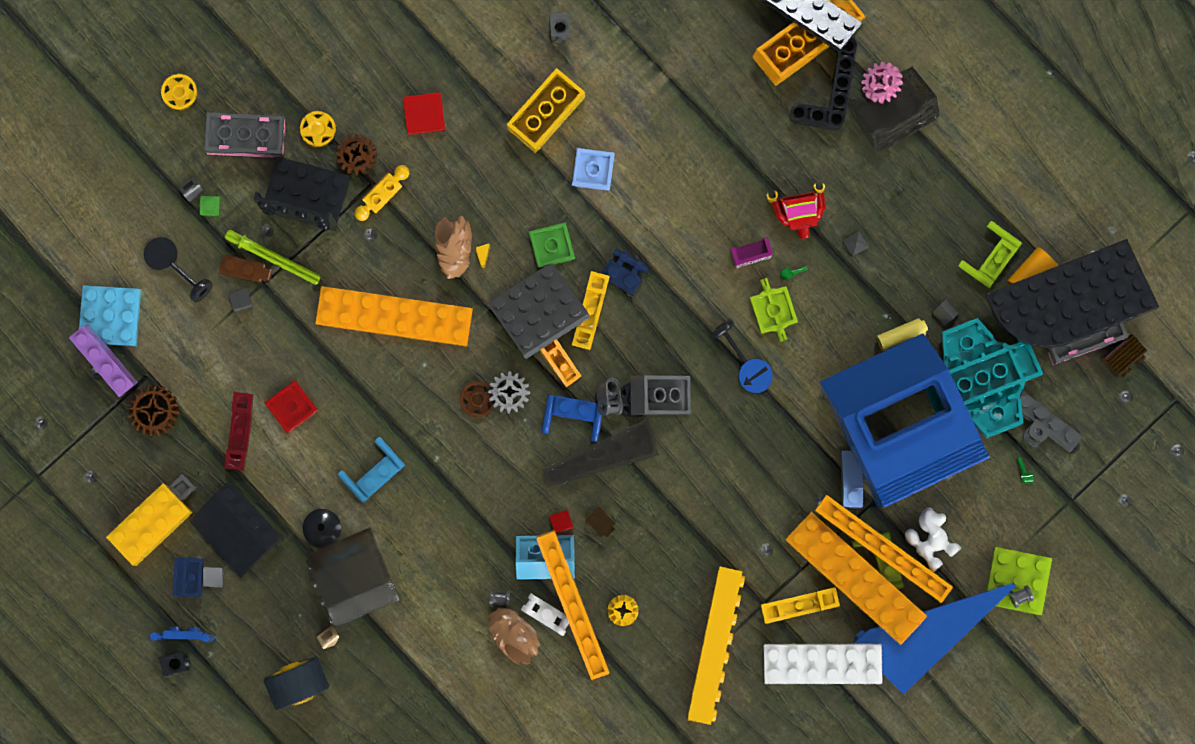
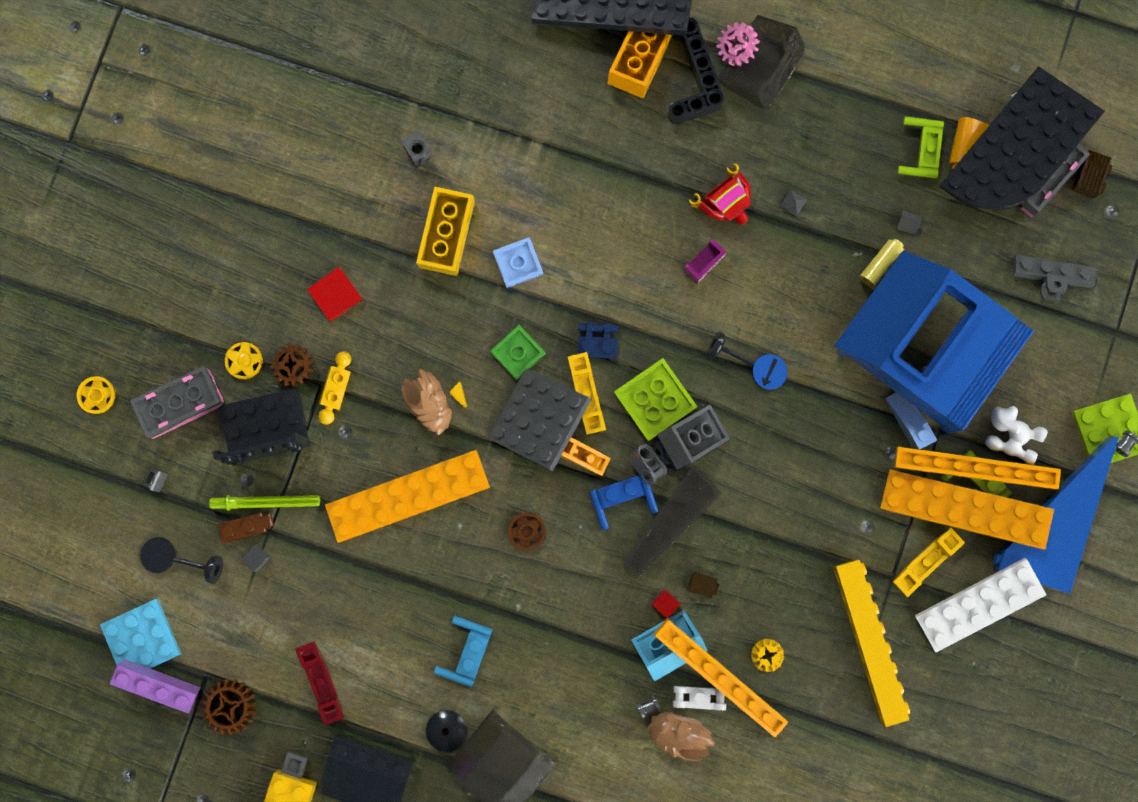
camera: 20 degrees left, 0 degrees up
(210, 206) = (181, 485): bright green plate -> none
(291, 406) = (356, 632): red tile -> none
(509, 400) = (558, 522): light grey gear -> none
(645, 347) = (655, 399): none -> lime plate
(773, 310) = (753, 302): lime plate -> none
(788, 274) = (748, 262): green hand -> none
(986, 376) = (982, 254): teal plate -> none
(1026, 478) = (1065, 332): green hand -> none

